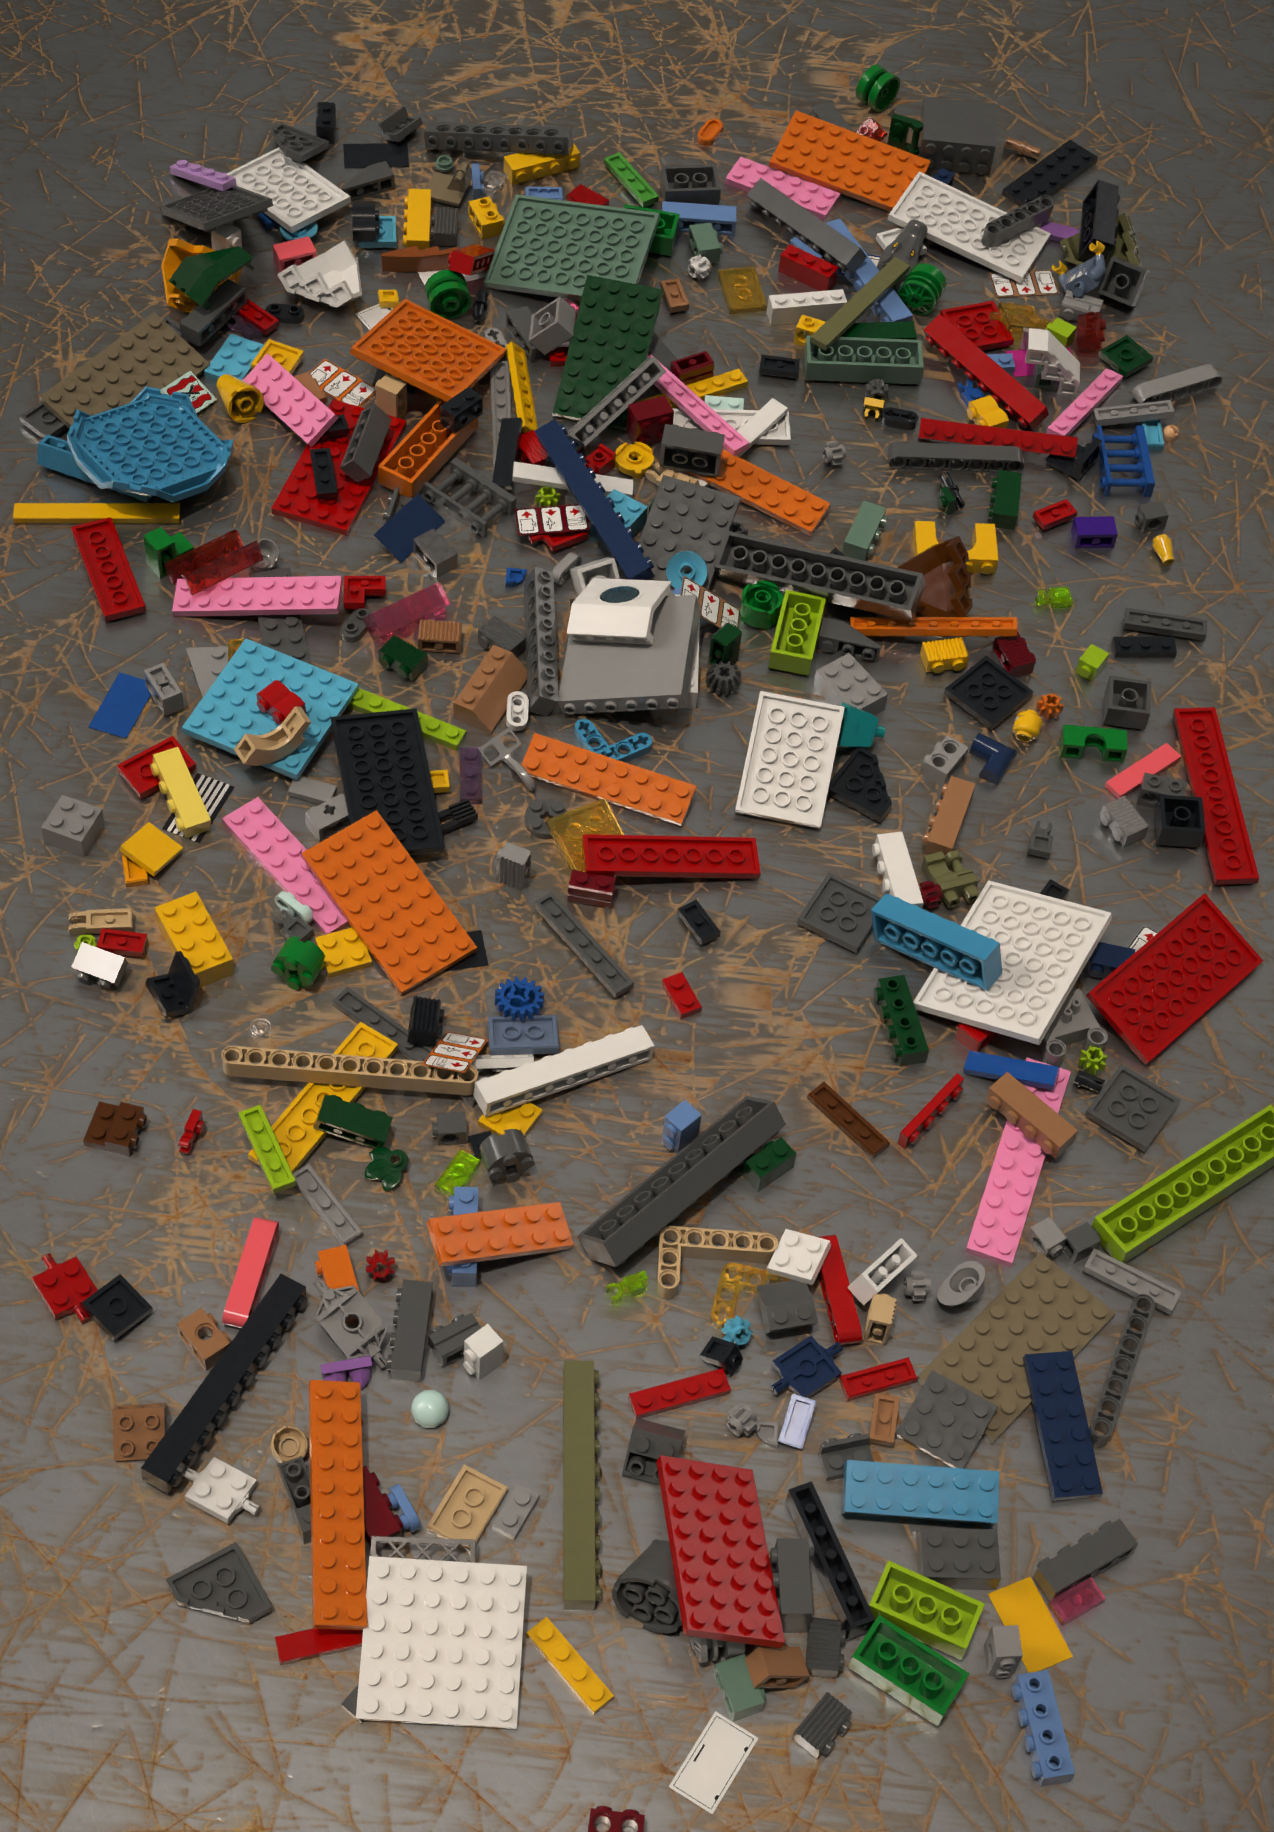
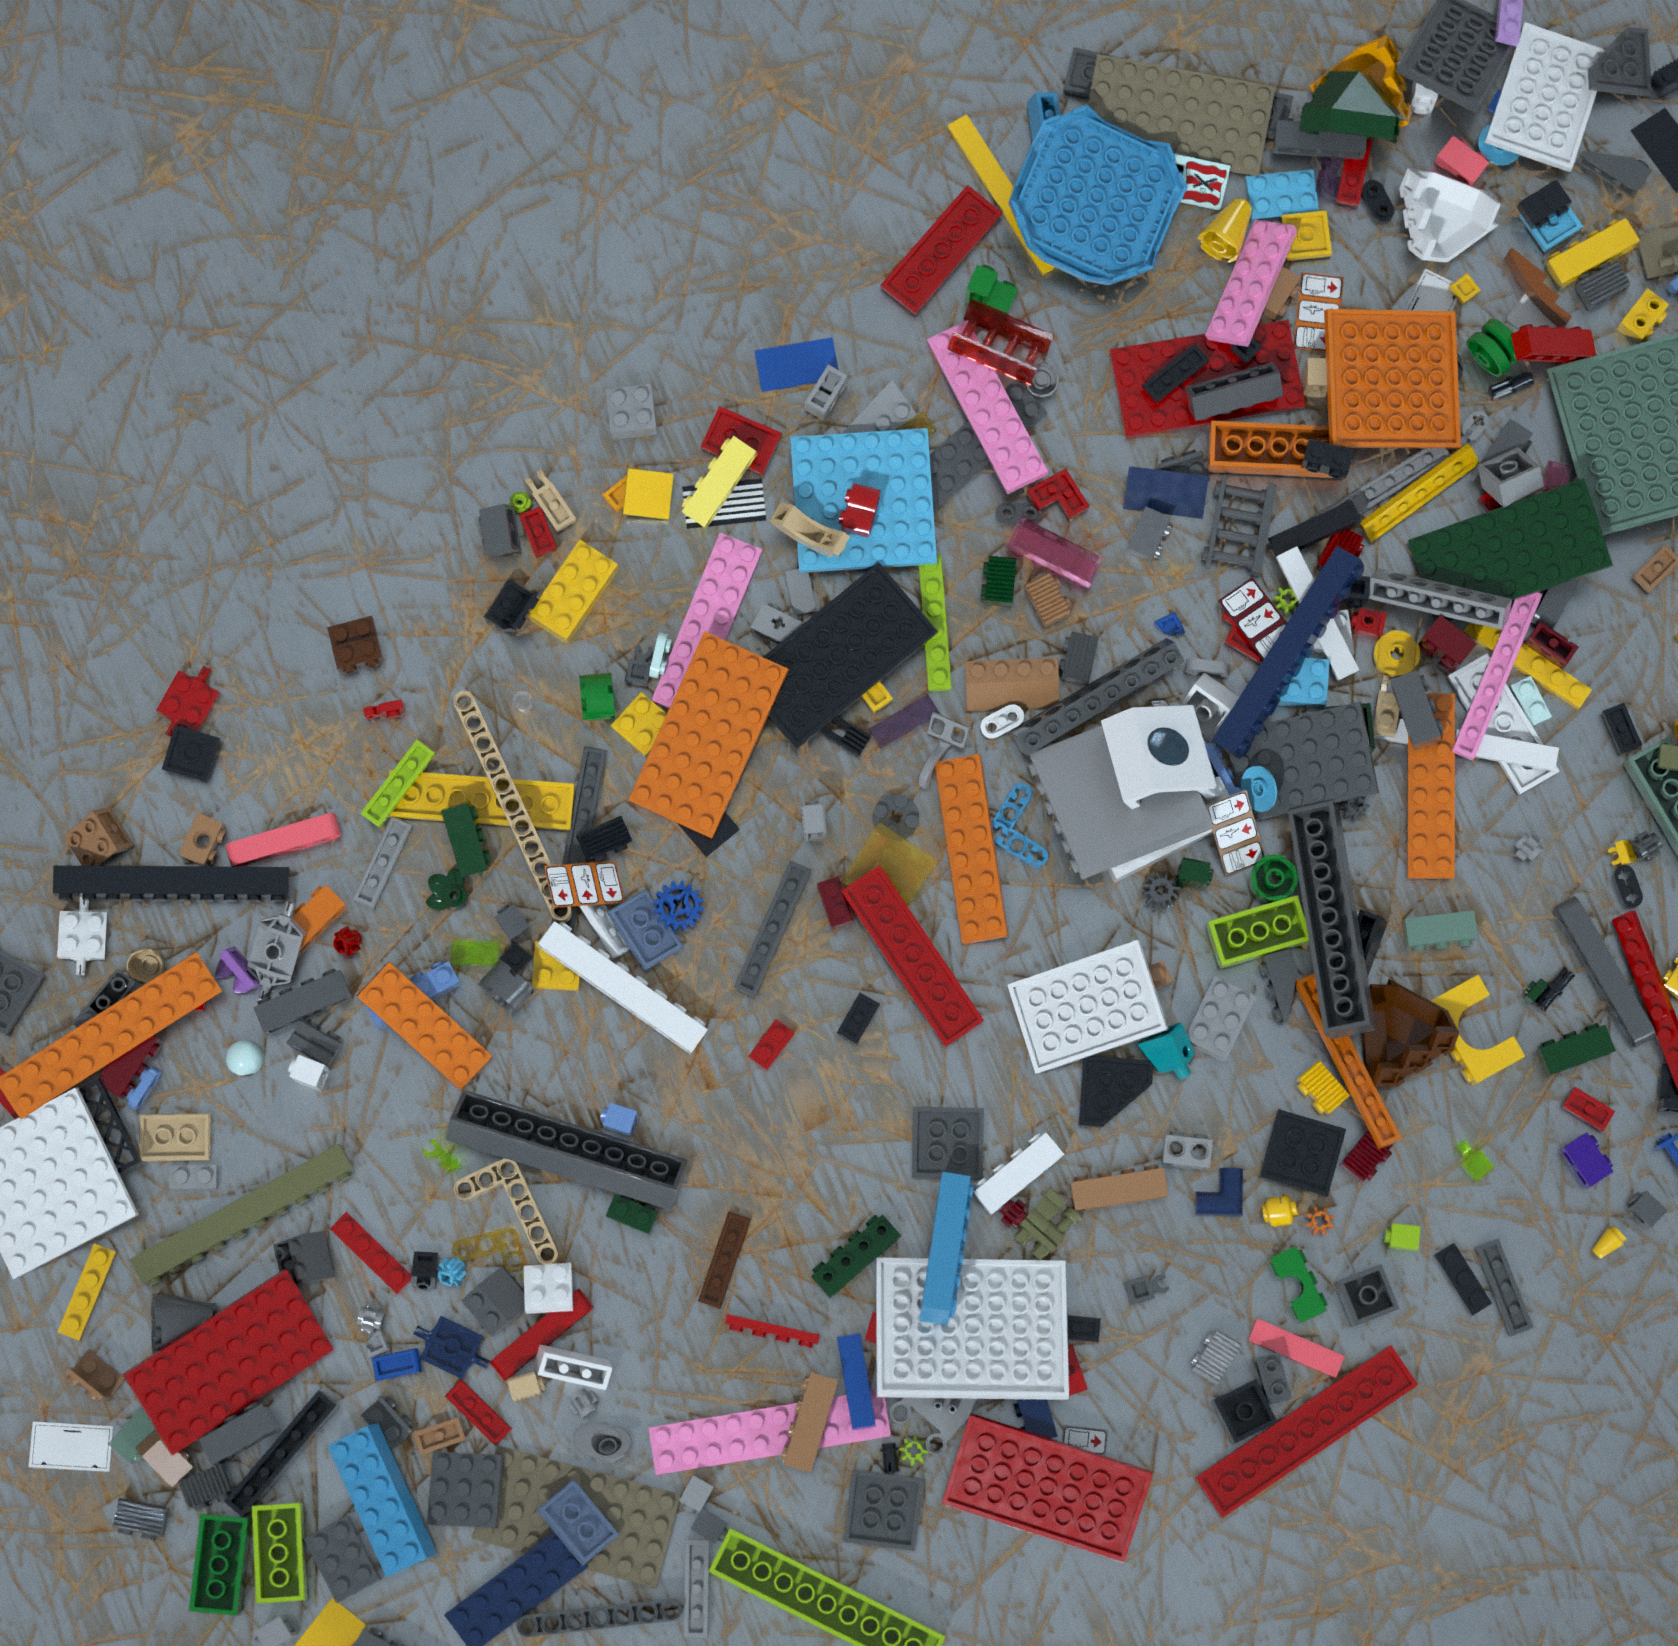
camera: 65 degrees right, 25 degrees up
(659, 1698) = (96, 1376): none -> medium nougat bracket
(1027, 1337) = (578, 1522): none -> sand blue tile

